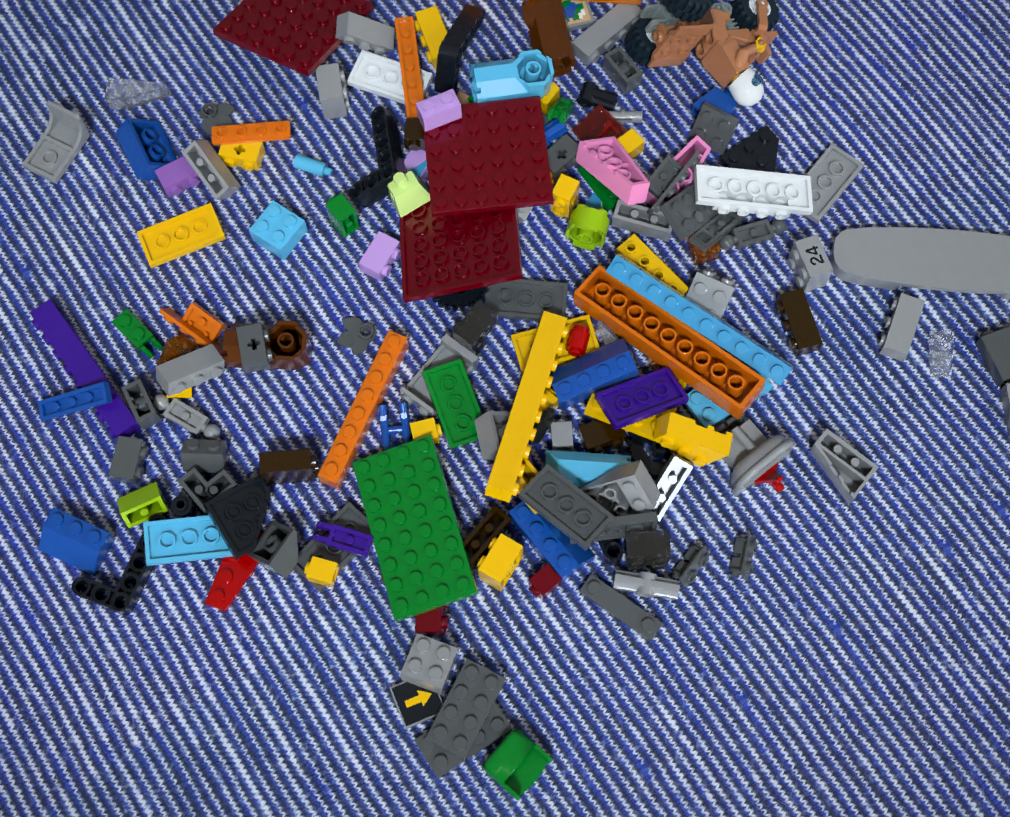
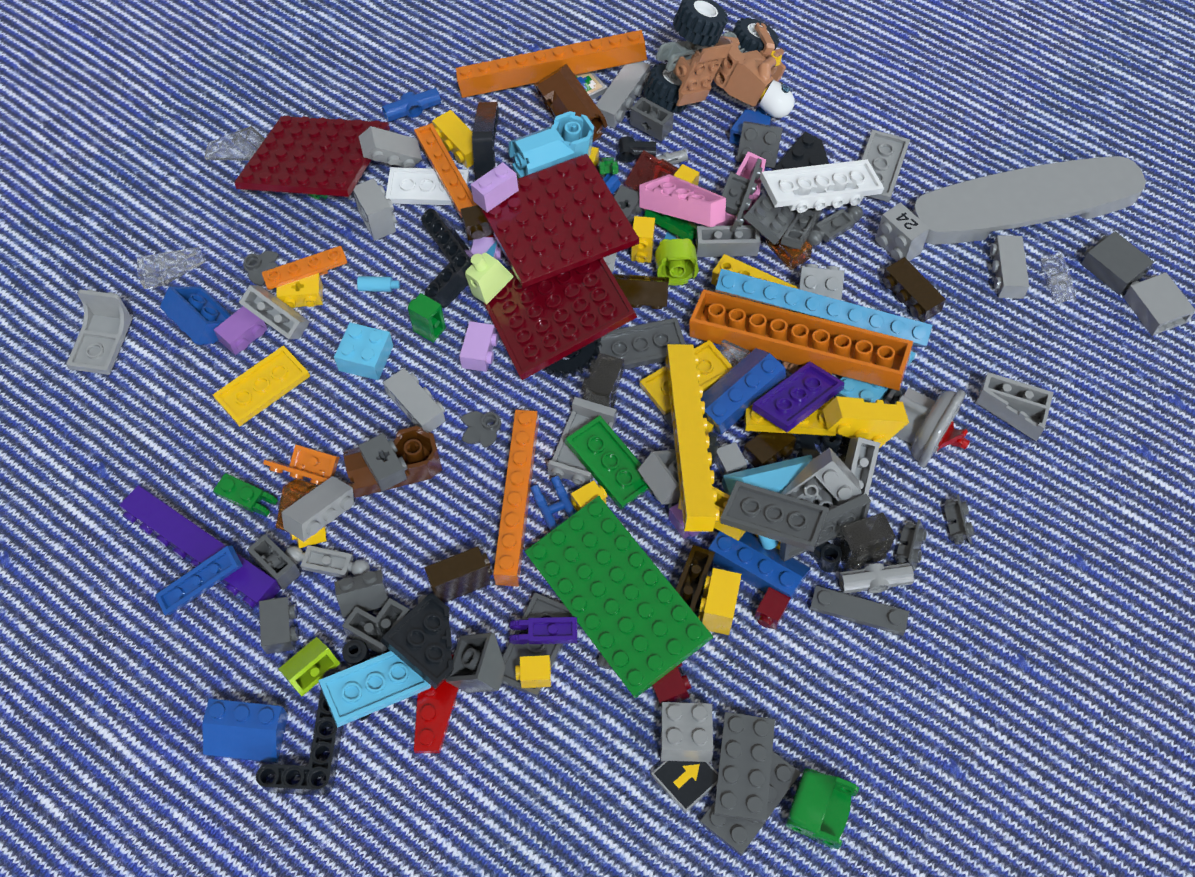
camera: 20 degrees left, 10 degrees down
(307, 292) = (414, 400): none -> light grey brick
(544, 246) = (644, 290): none -> dark brown brick
(577, 340) = (710, 364): red brick -> none

